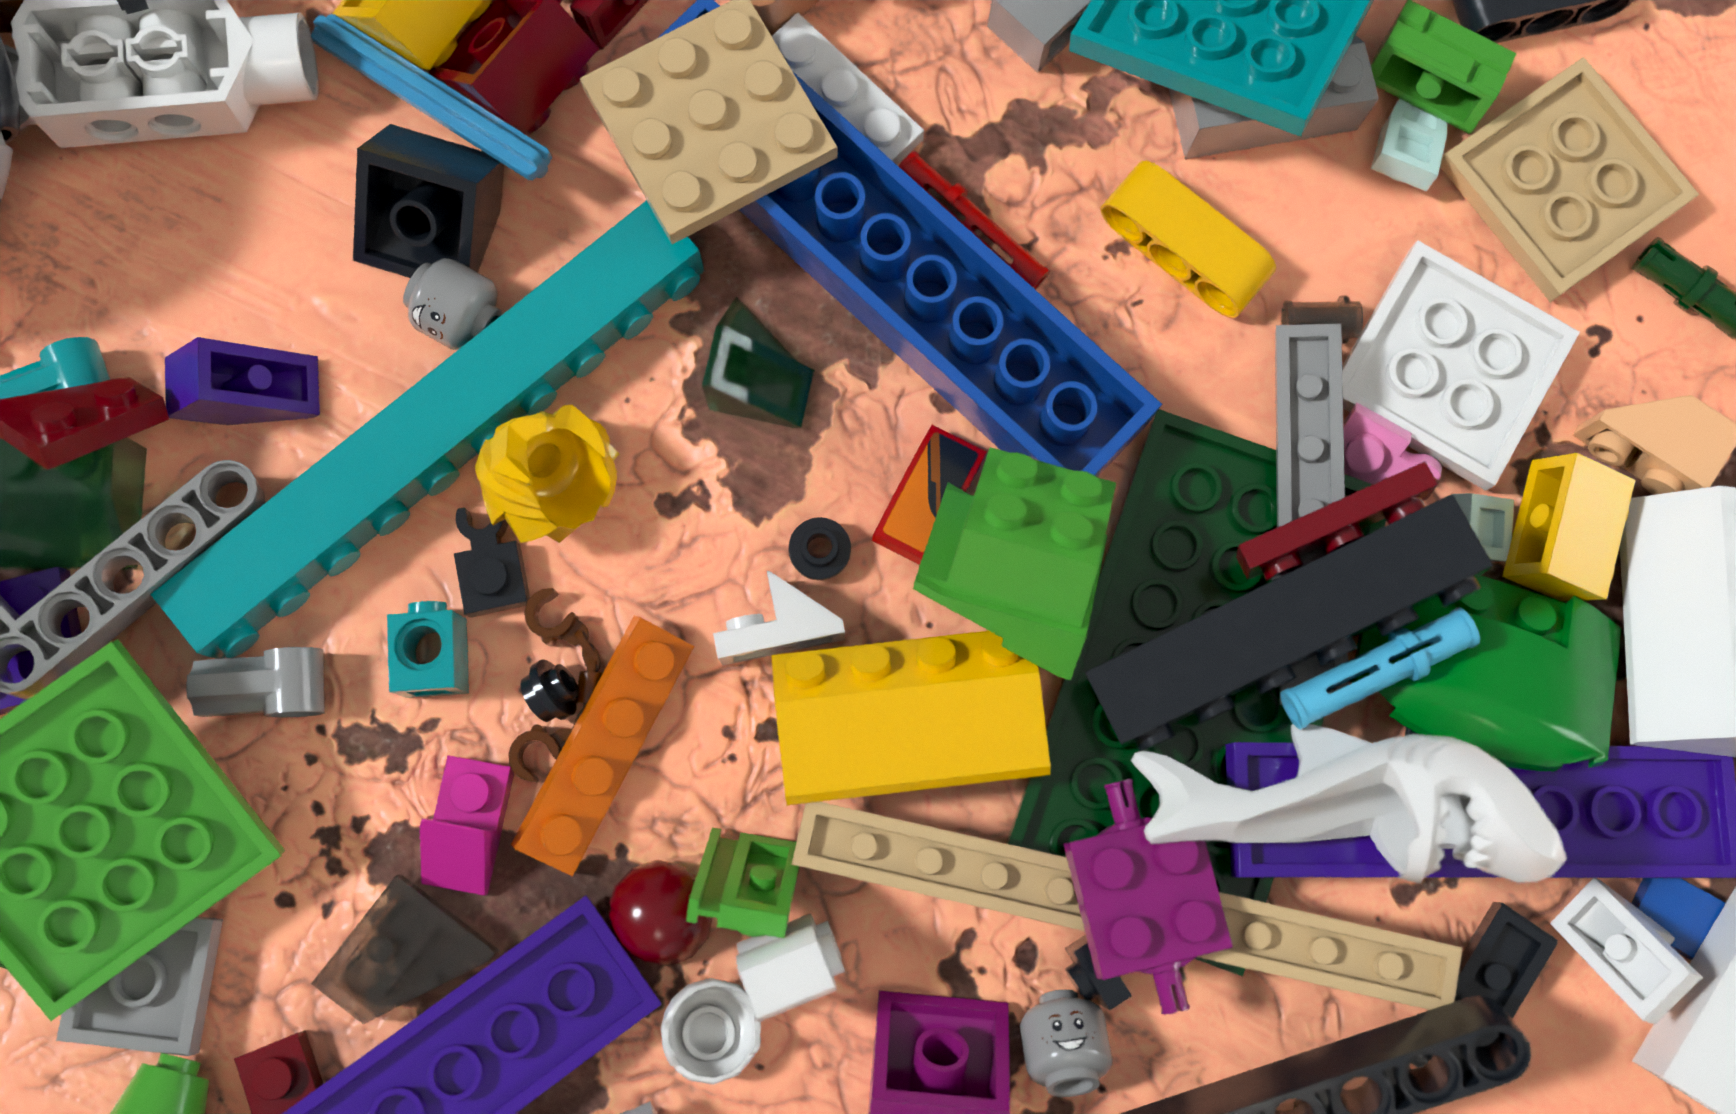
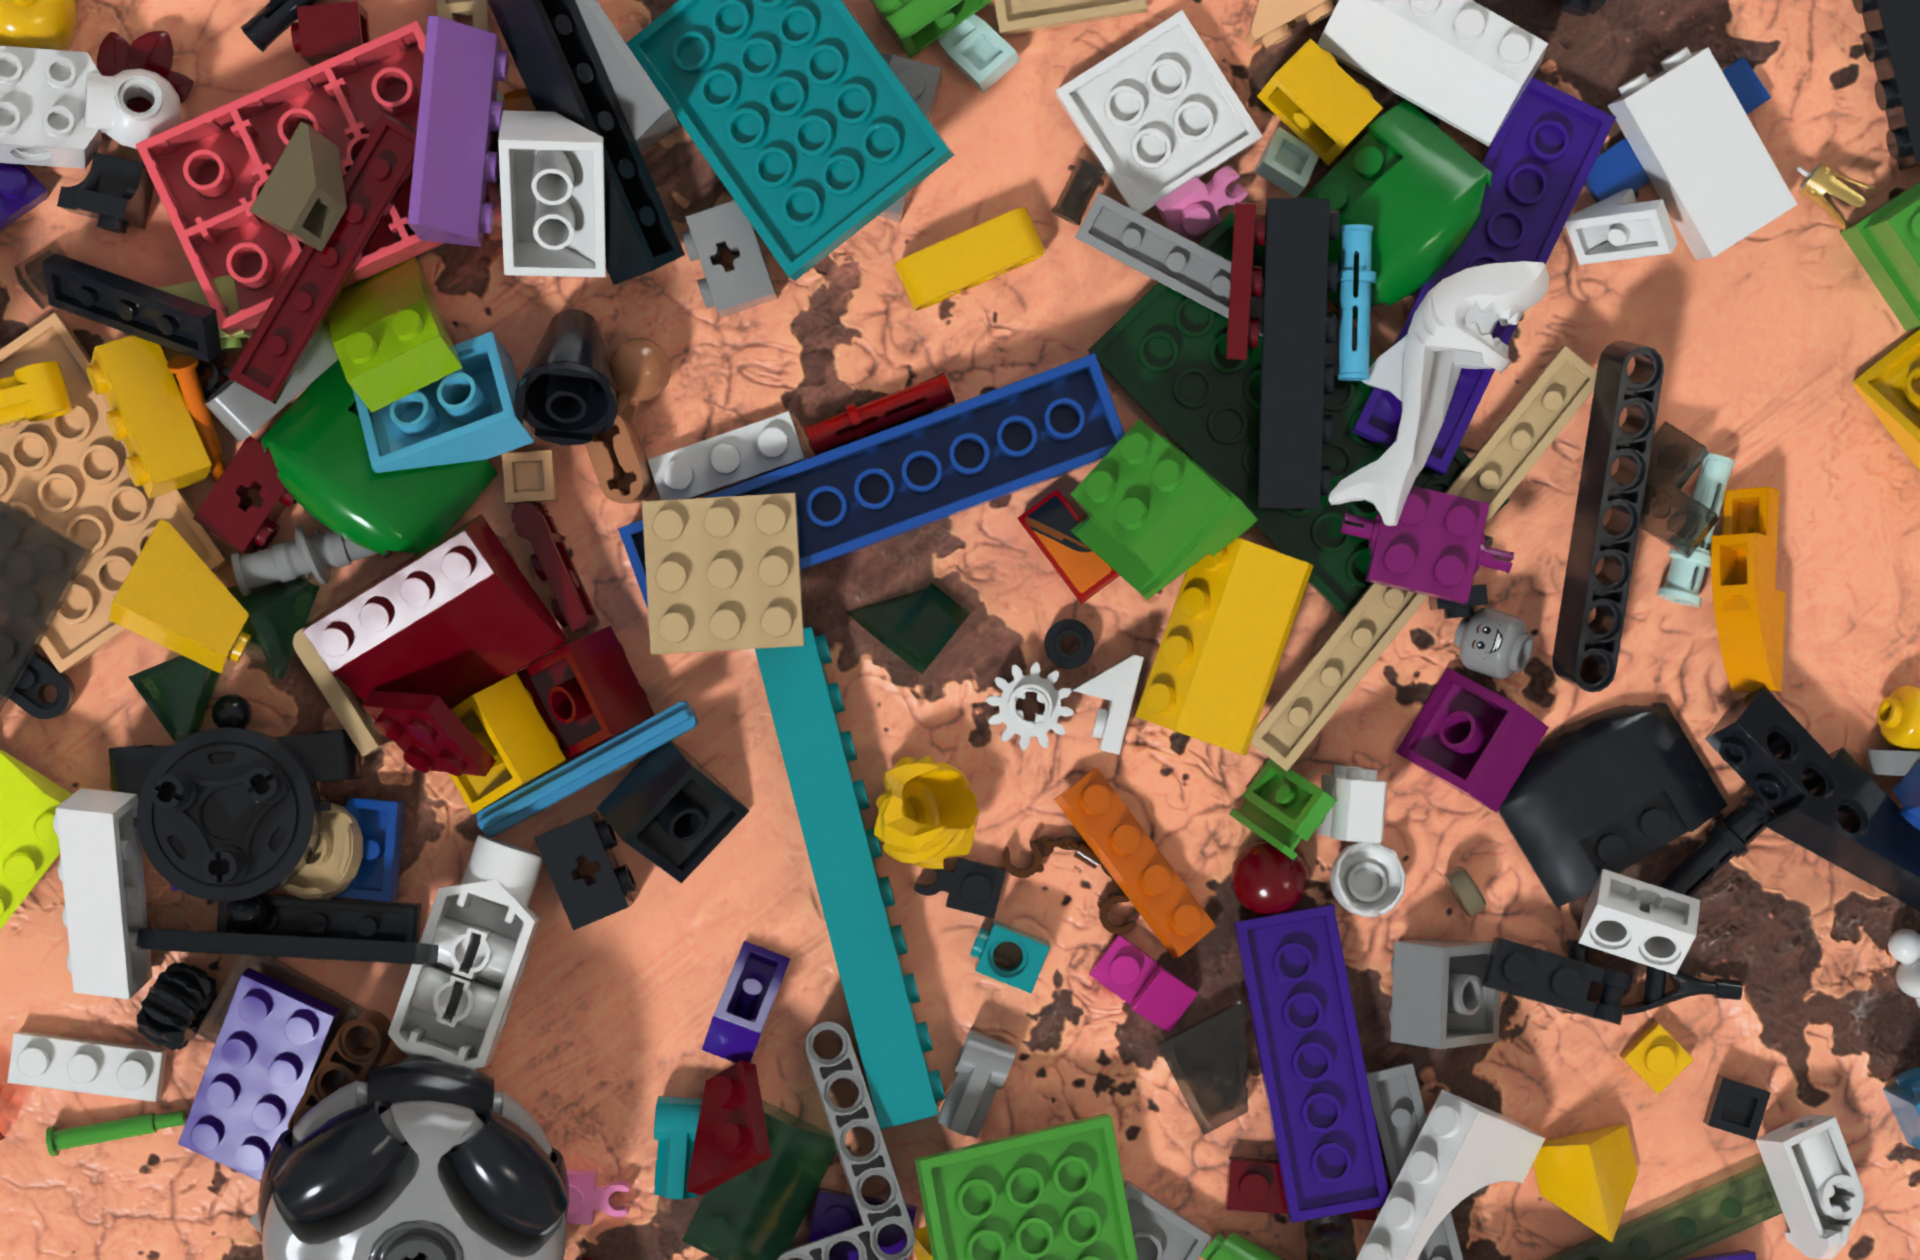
camera: 65 degrees left, 10 degrees up
(288, 148) = (580, 896): none -> black brick
(450, 302) = (760, 824): light grey head -> none
(550, 691) = (1079, 882): black plate -> none
(704, 529) = (1014, 717): none -> white gear
(1501, 962) = (1589, 319): black hinge -> none

